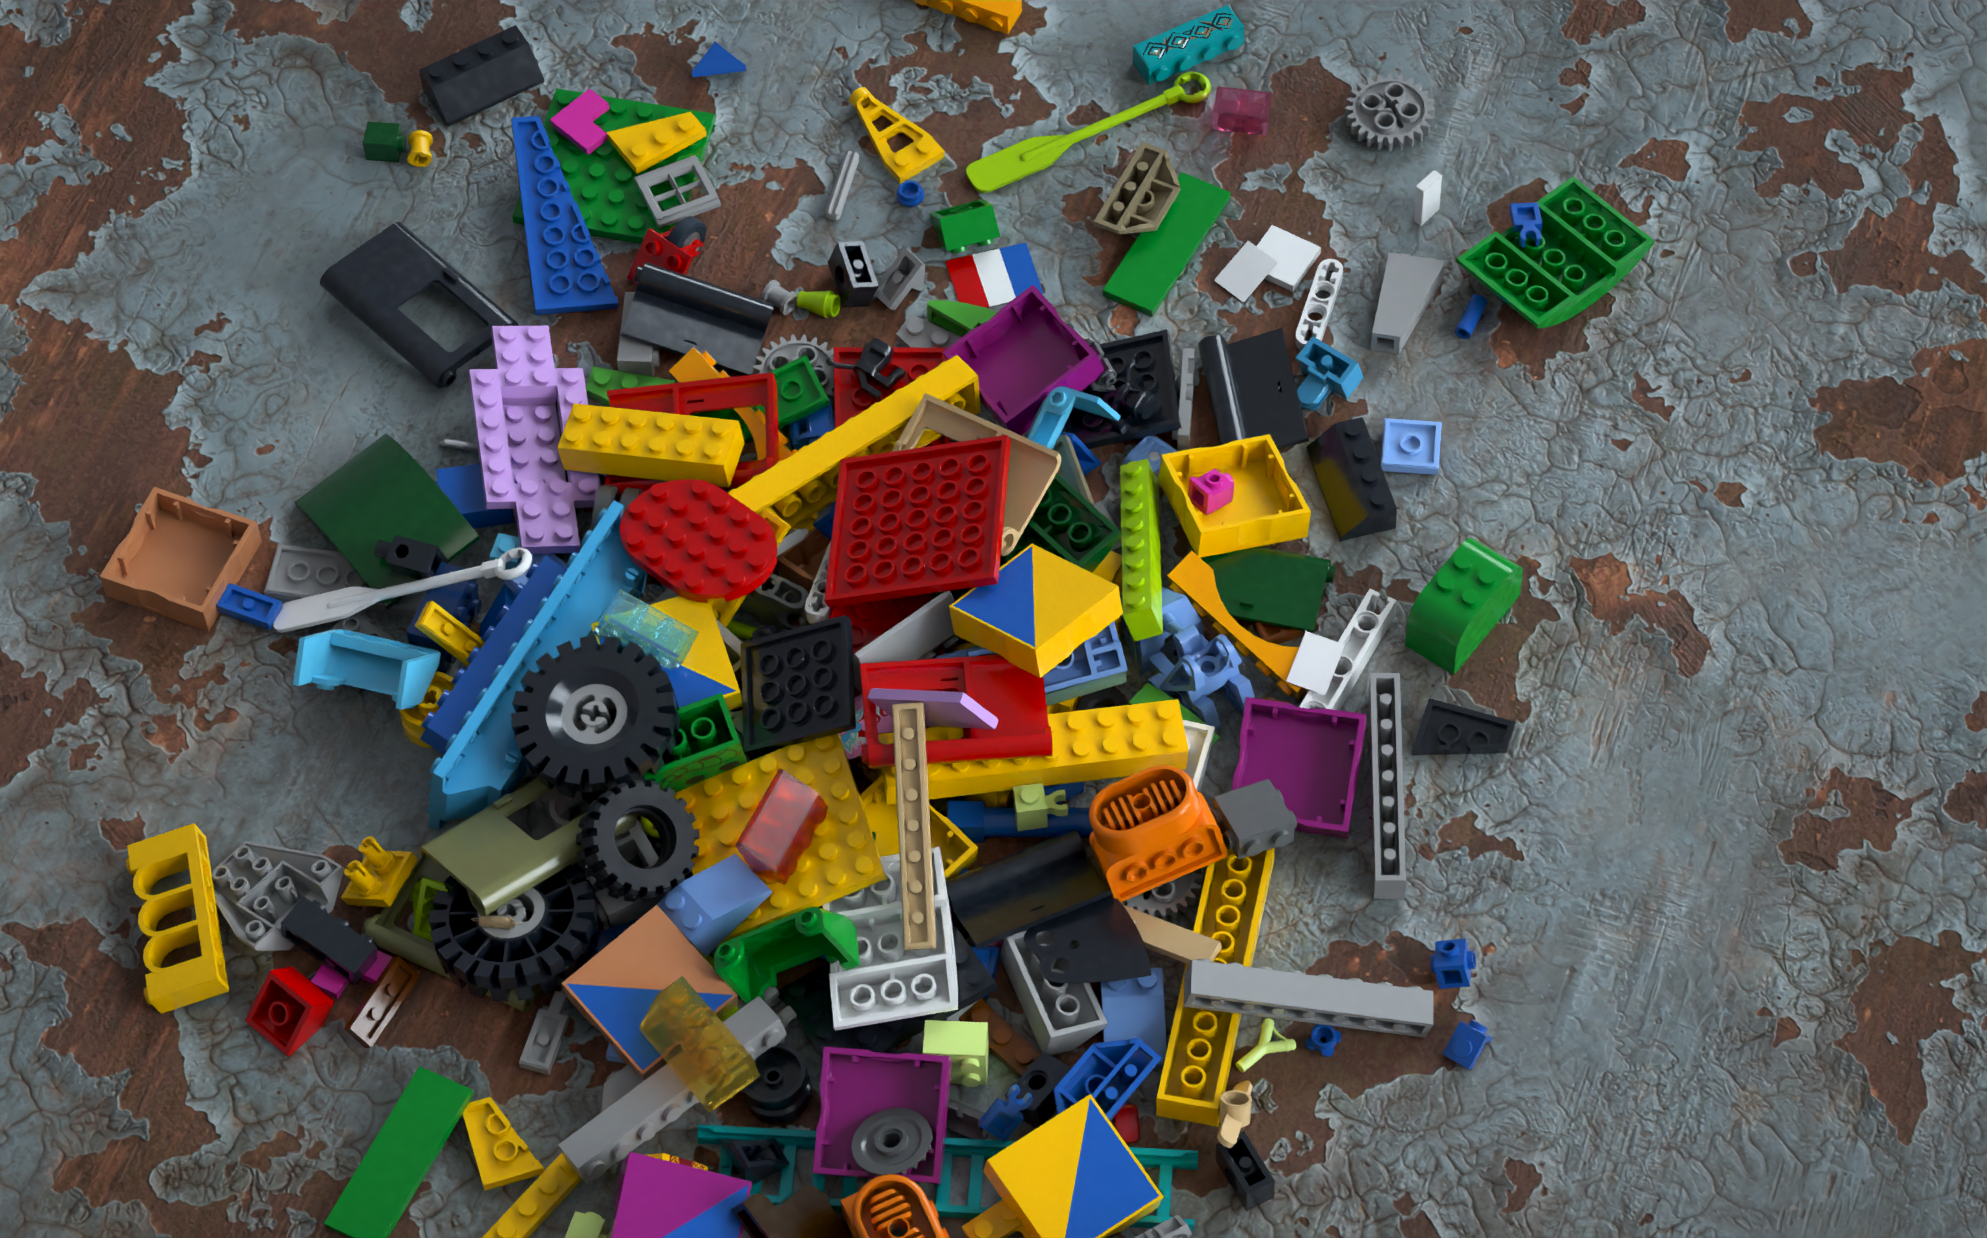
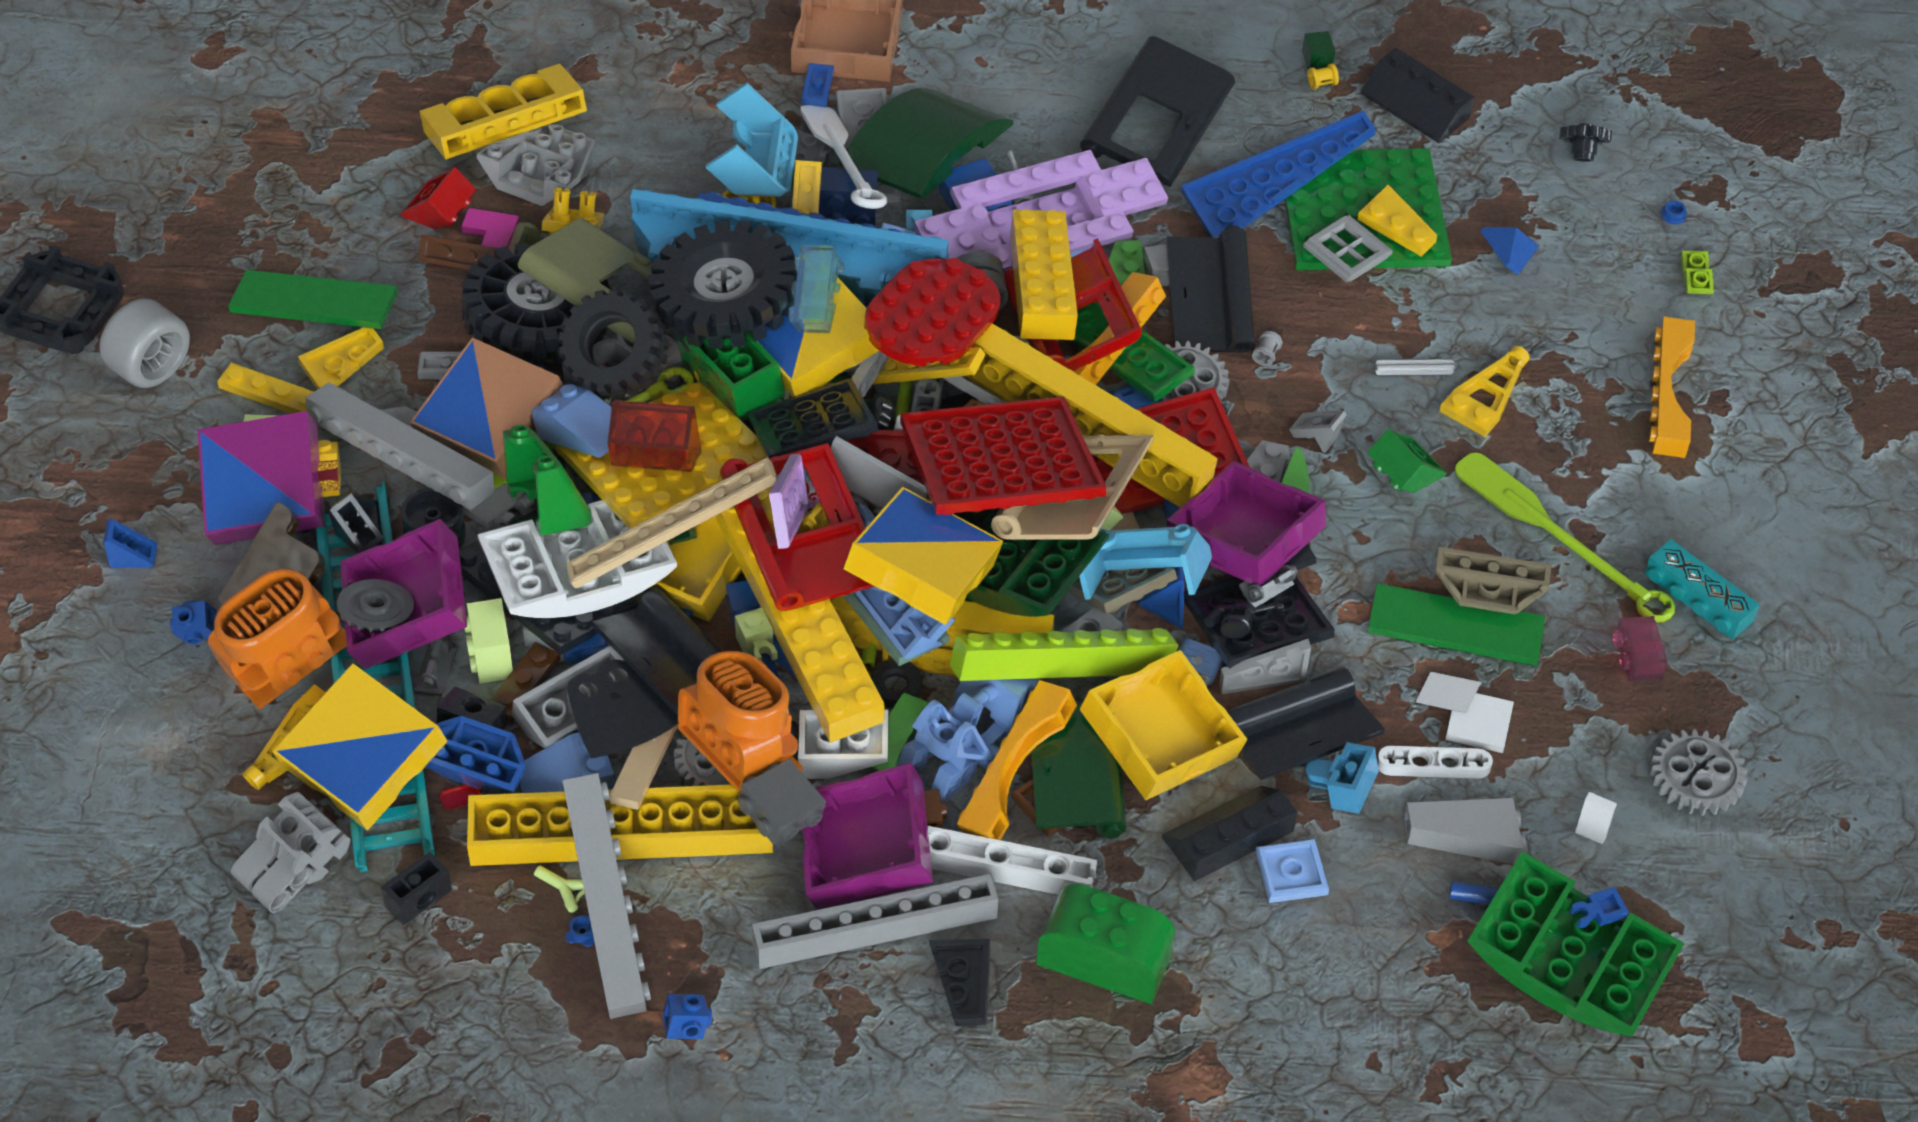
camera: 70 degrees right, 5 degrees down
(329, 940) = (499, 201): black brick -> none
(410, 557) = (873, 151): black torso -> none
(496, 921) = (519, 281): tan piece -> none
(577, 119) = (1393, 163): dark pink tile -> none
(672, 248) = (1287, 260): red plate -> none
(697, 1045) = (431, 440): clear yellow slope -> none
(820, 302) = (1273, 379): lime cone -> none
(853, 274) = (1309, 389): black brick -> none
(872, 361) = (1206, 415): black piece -> none
(910, 194) = (1426, 417): blue plate -> none
(993, 275) = (1362, 503): sticker -> none
(1004, 1117) = (428, 686): blue plate -> none
(1215, 488) = (1161, 704): dark pink brick -> none
(1234, 1112) = (463, 865): tan piece -> none
(1315, 663) = (988, 827): white sticker -> none
(1467, 1043) = (606, 1050): blue bracket -> none

